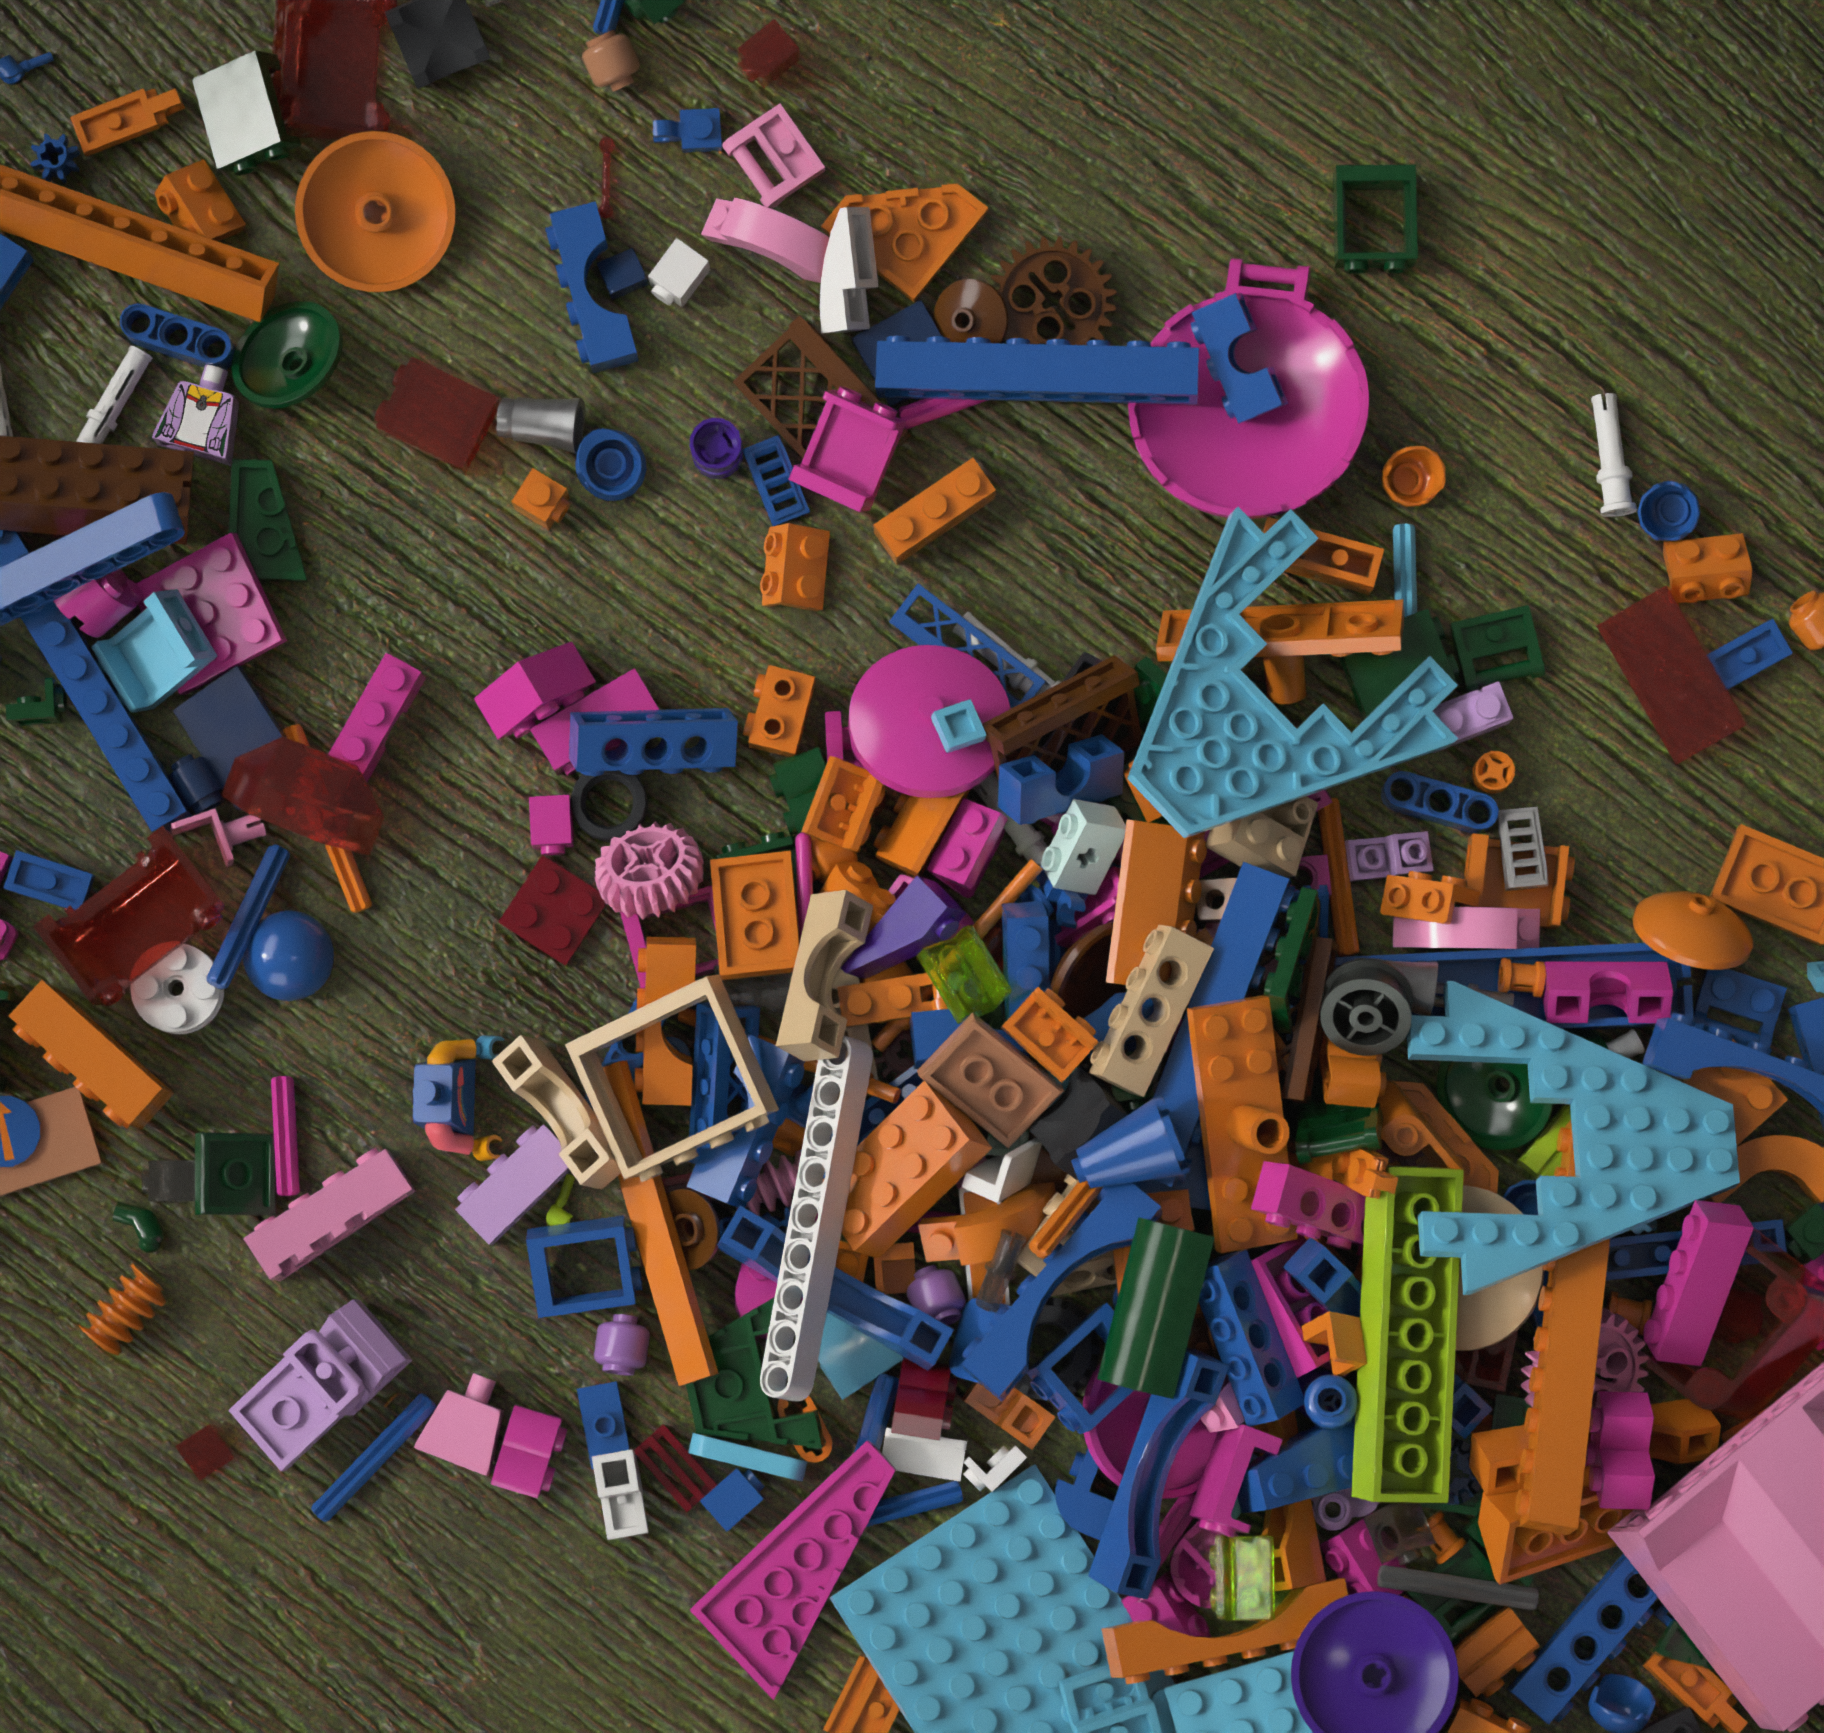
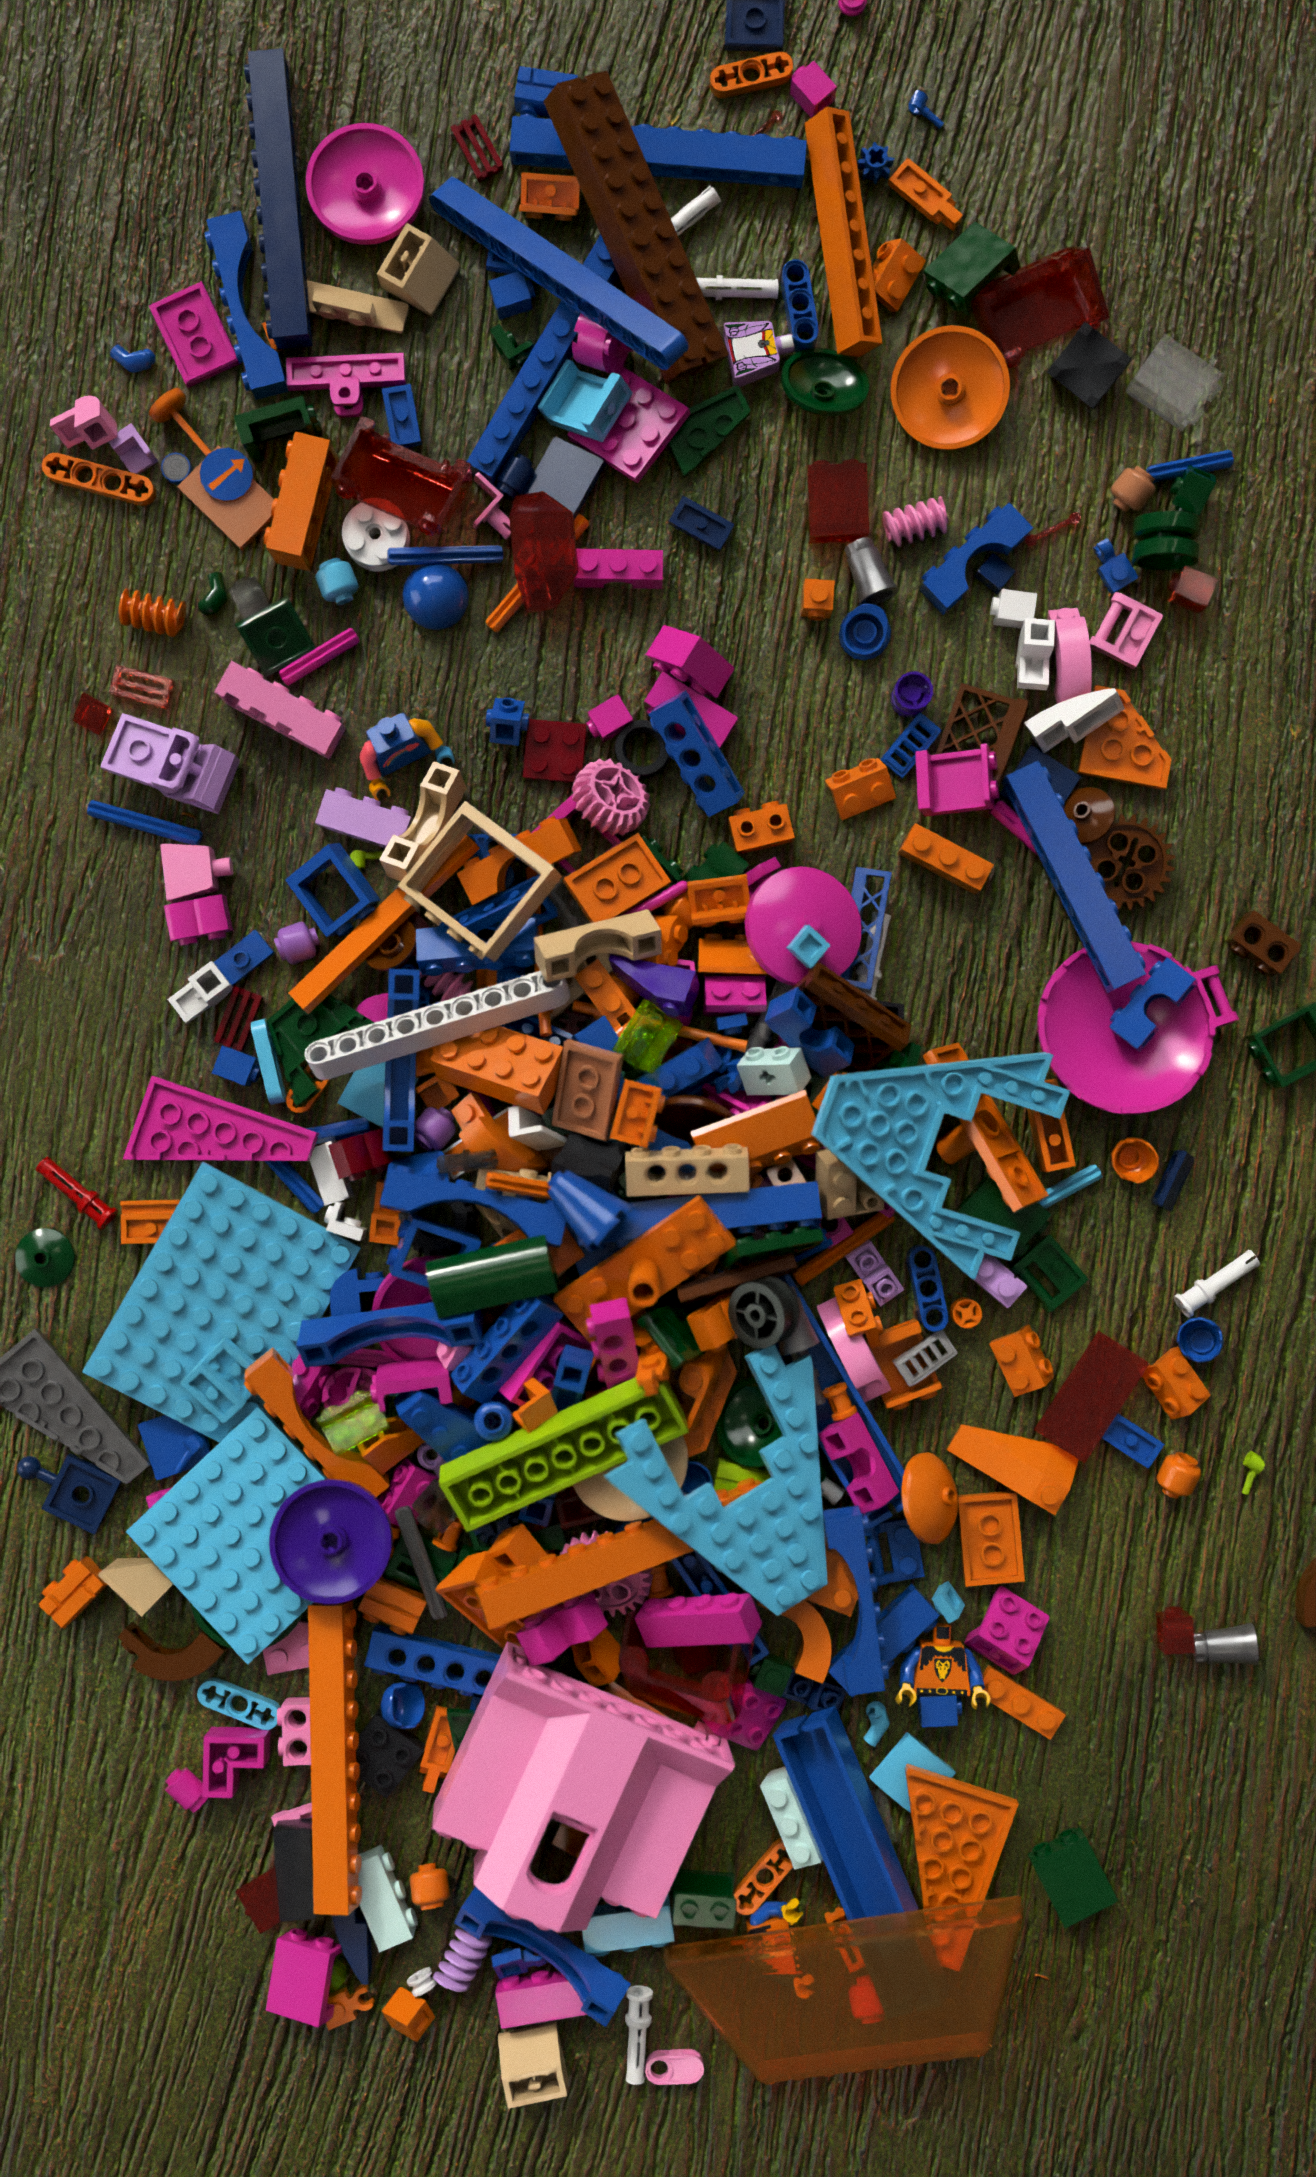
camera: 60 degrees right, 5 degrees up
(207, 1065) = (336, 581): none -> medium azure head
(228, 1348) = (166, 693): none -> clear red tile
(375, 590) = (701, 524): none -> dark blue plate
(489, 947) = (507, 721): none -> blue brick
(510, 334) = (915, 521): none -> bright pink piece
(695, 55) = (1166, 540): none -> dark green wheel
(745, 279) = (1033, 653): none -> white brick
(1000, 869) = (731, 1024): none -> blue plate
(1229, 183) = (1266, 936): none -> reddish brown brick
(1461, 443) = (1173, 1180): none -> dark blue slope
(1586, 735) = (1022, 1361): none -> orange bracket
(1714, 797) = (1027, 1466): none -> orange wedge

